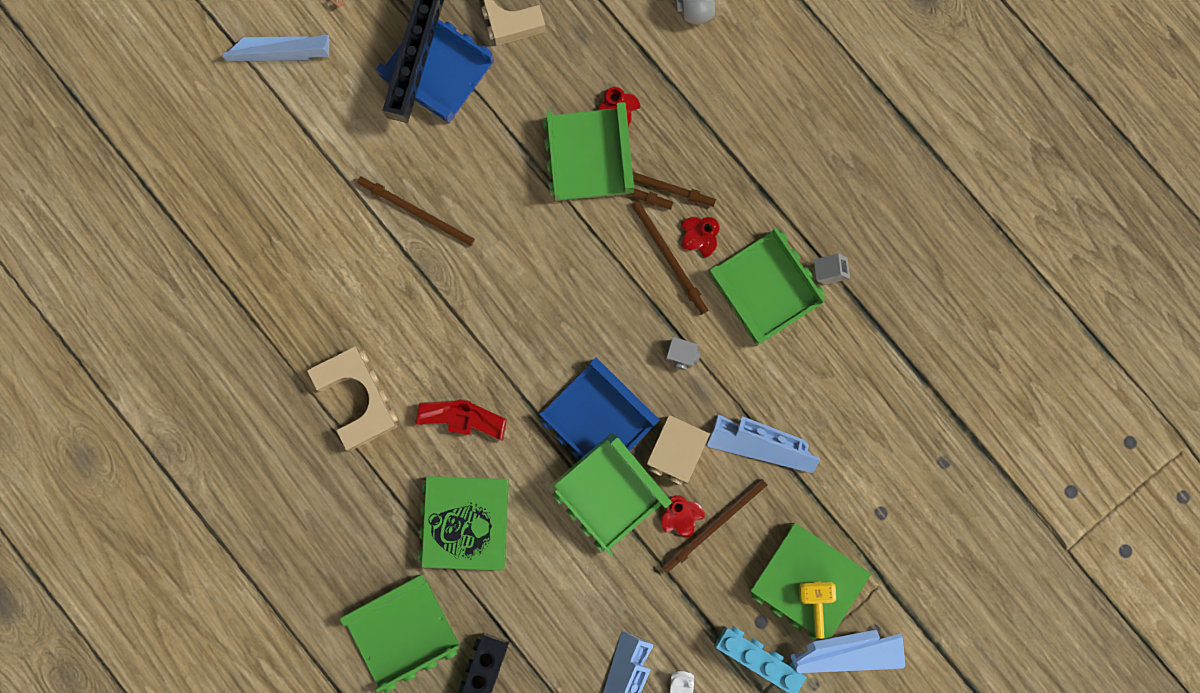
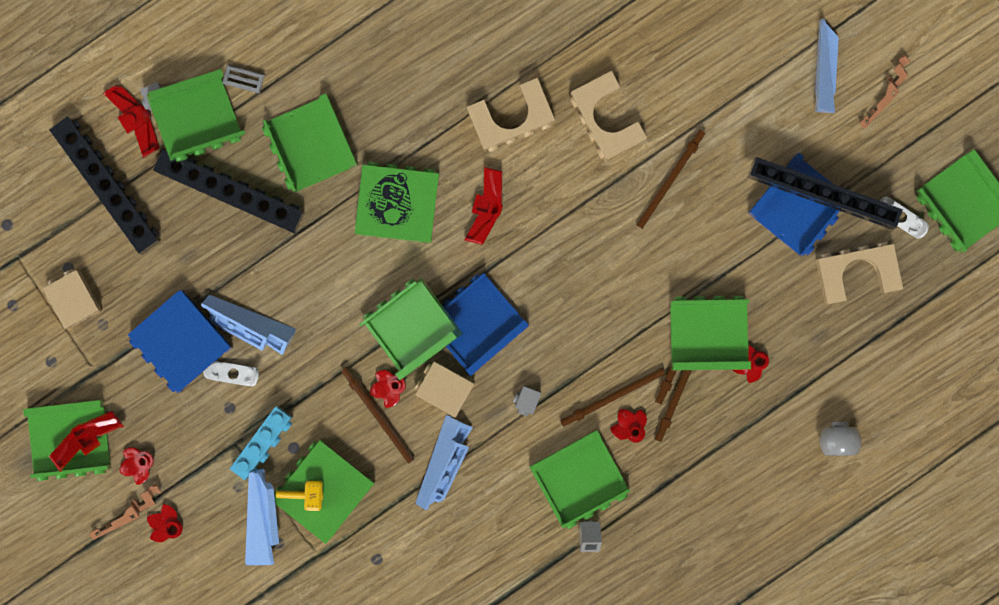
camera: 95 degrees right, 5 degrees up
(379, 284) = (608, 143): none -> tan arch

